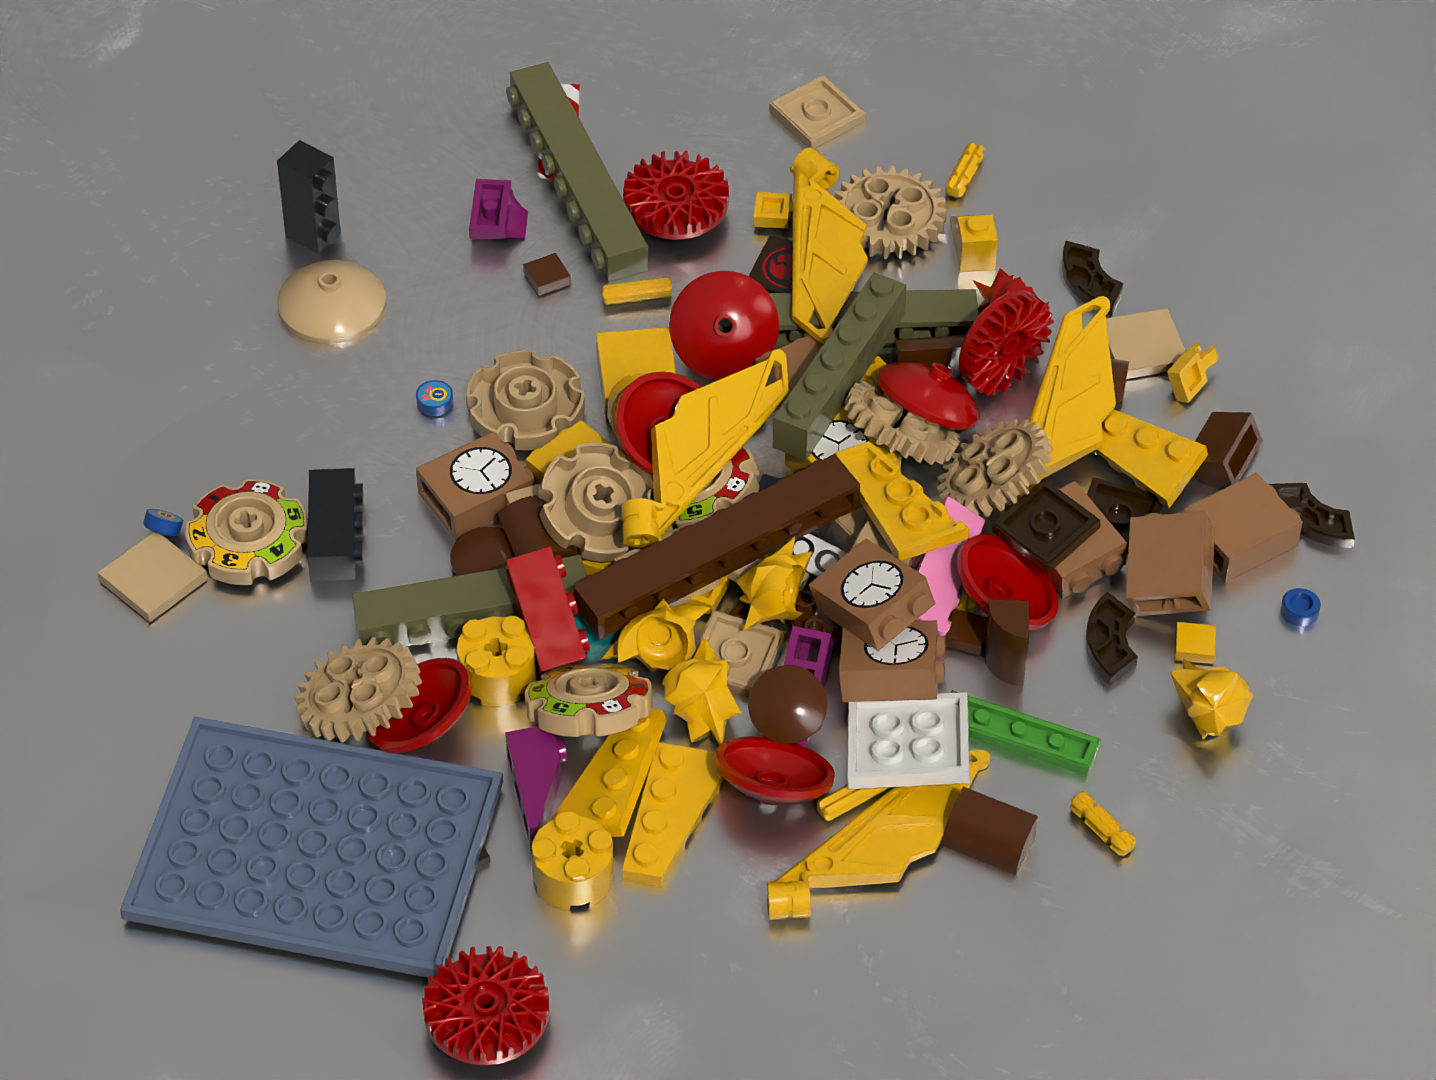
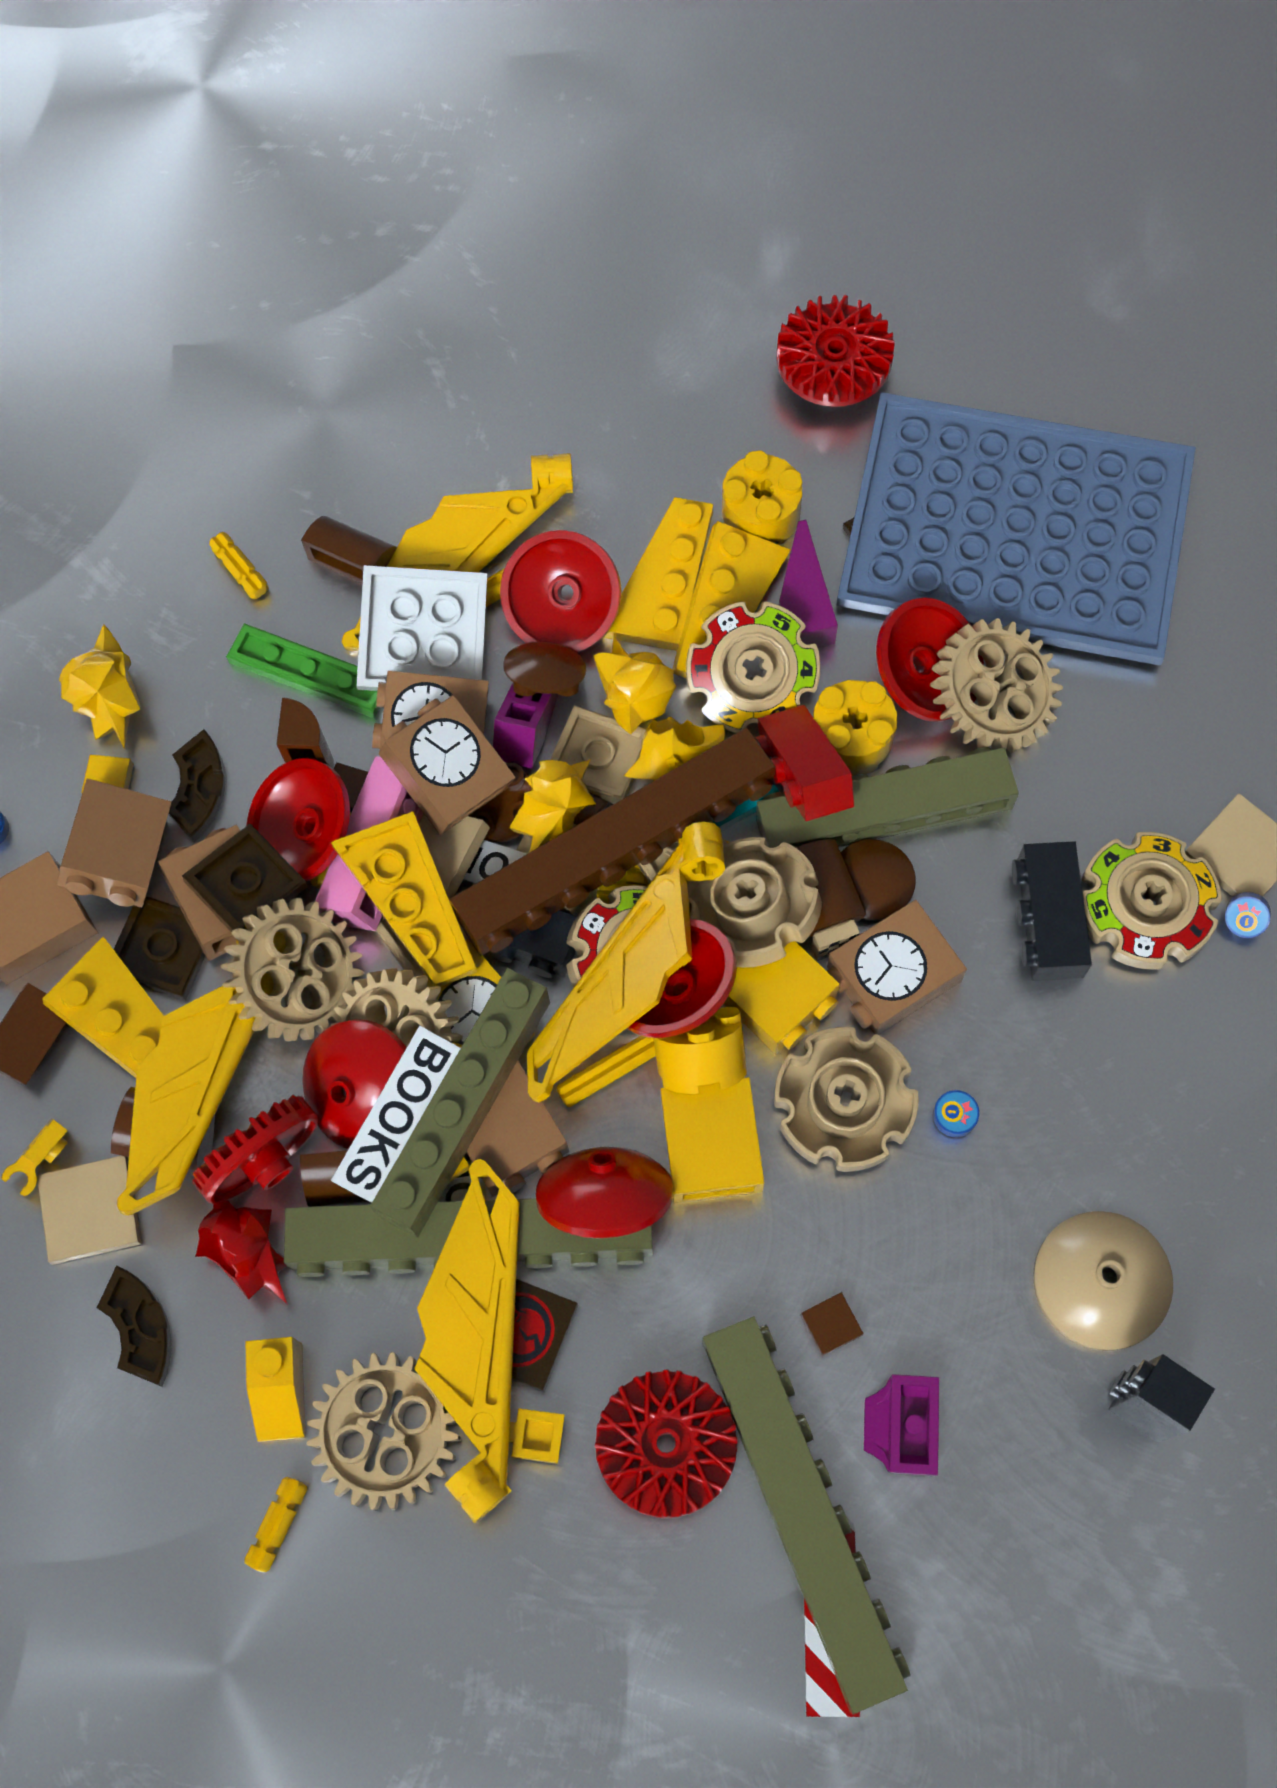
camera: 175 degrees left, 20 degrees up
(636, 291) = (715, 1291): yellow axle -> none
(817, 112) = (469, 1649): tan tile -> none
(892, 360) = (395, 1114): none -> white sticker

